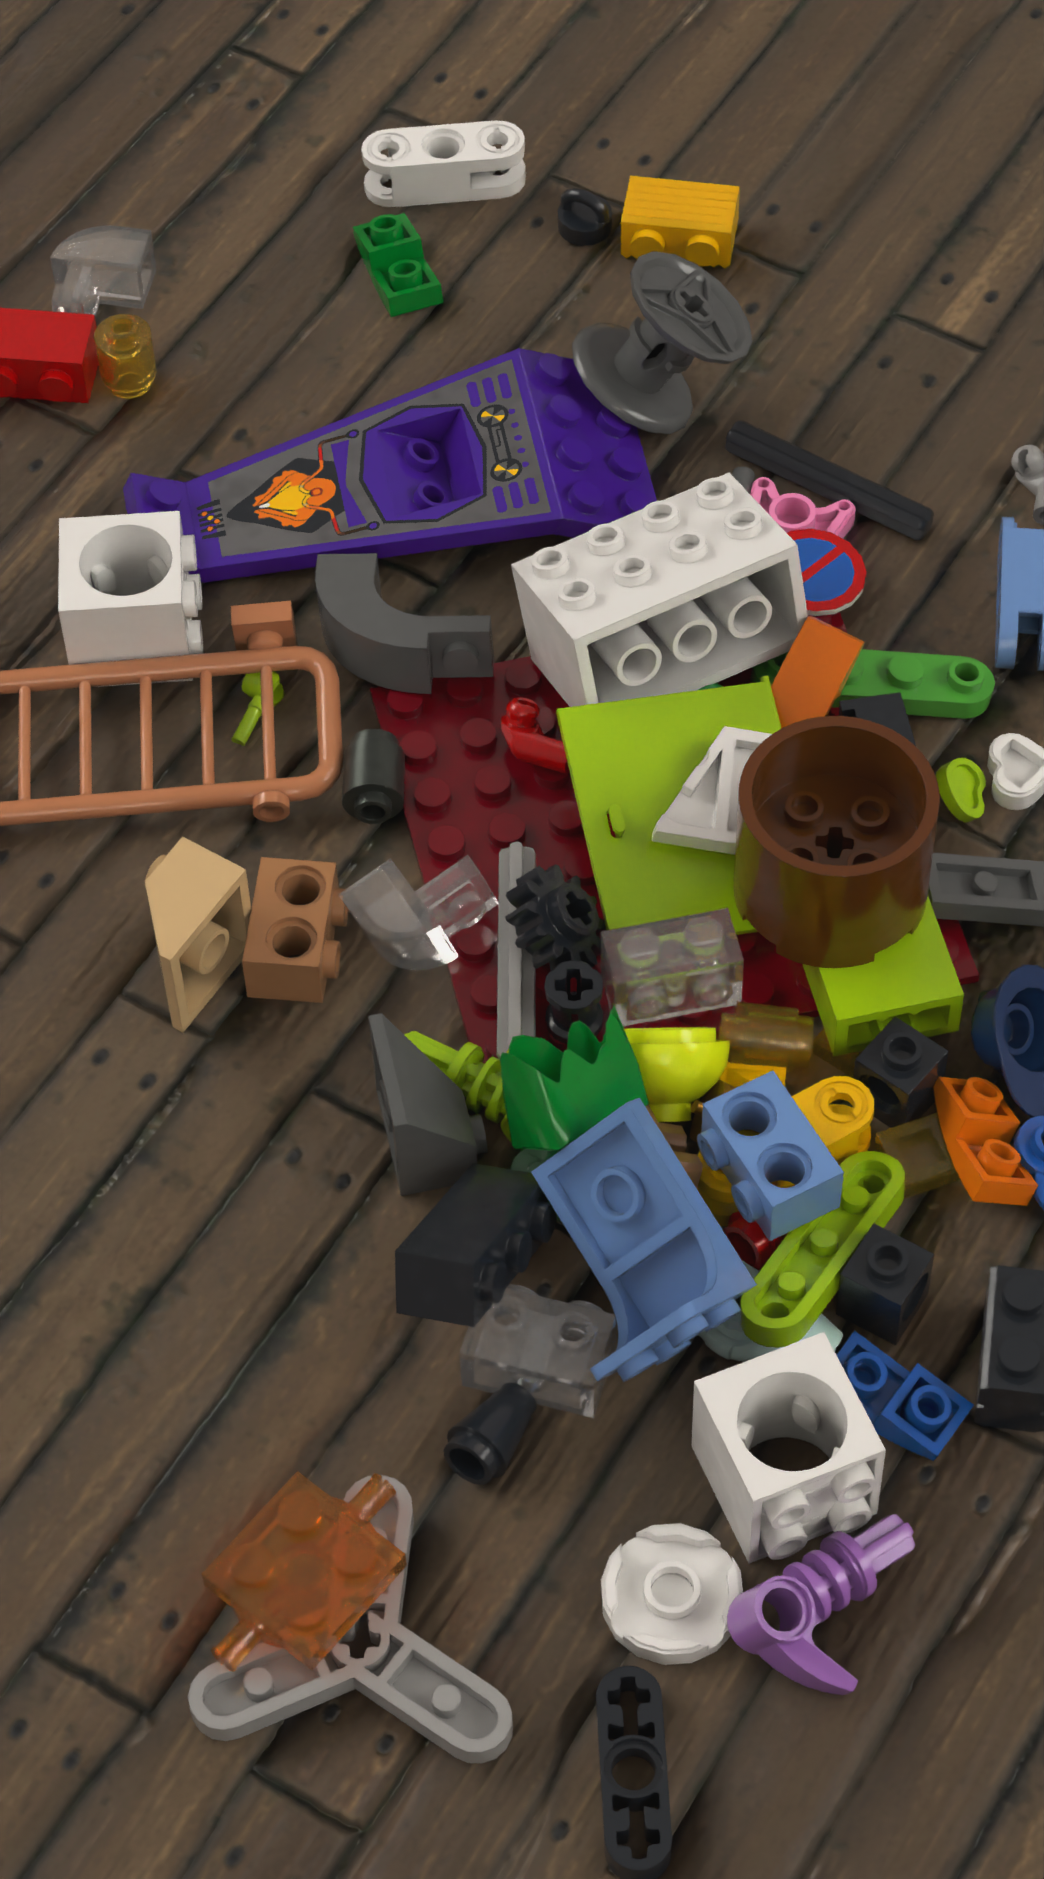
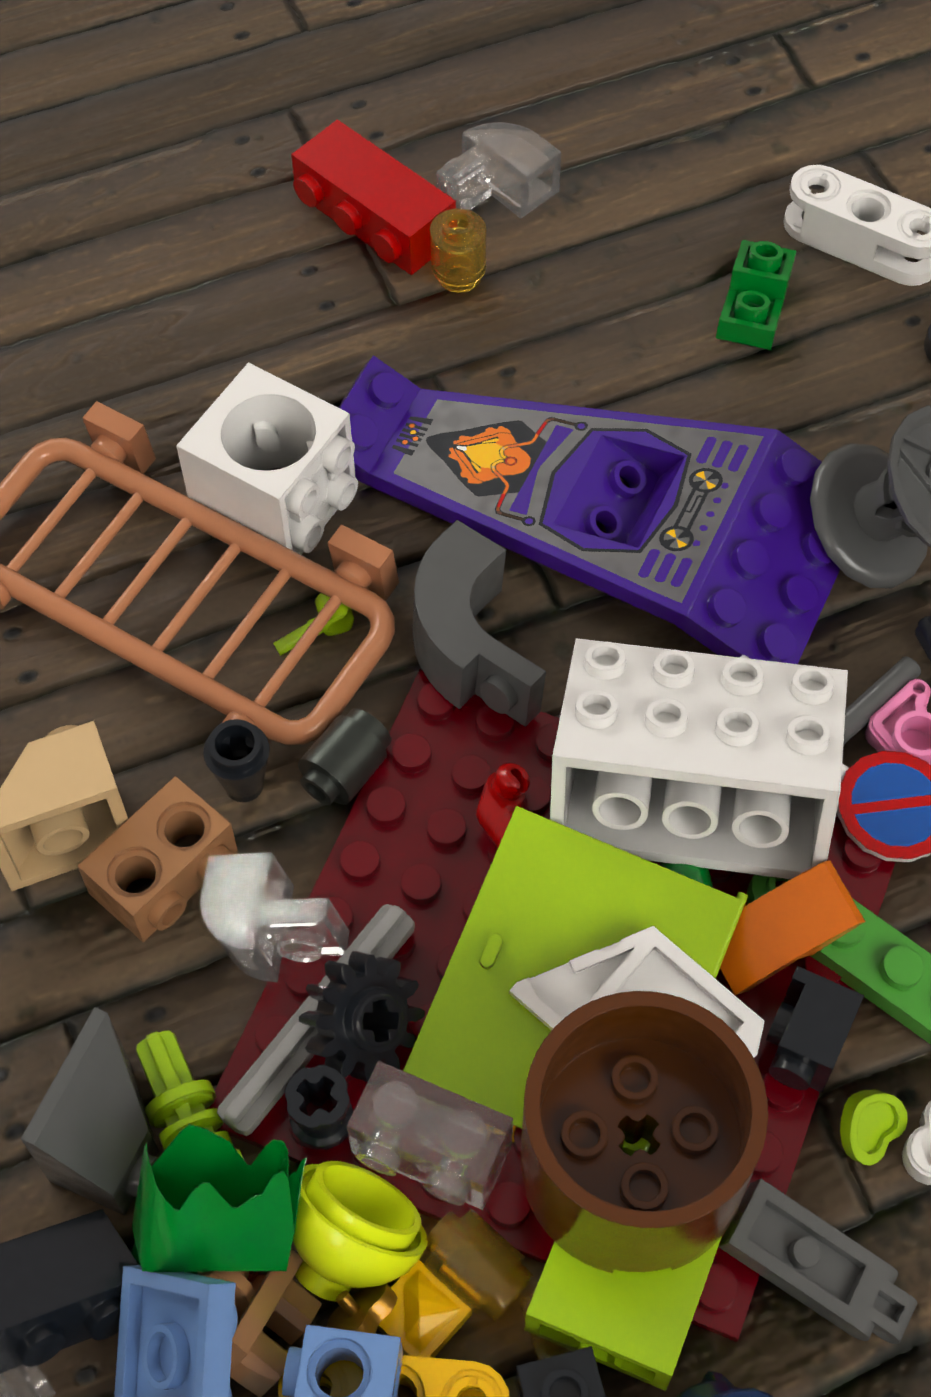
camera: 35 degrees right, 5 degrees up
(297, 819) = (238, 758): none -> black cone

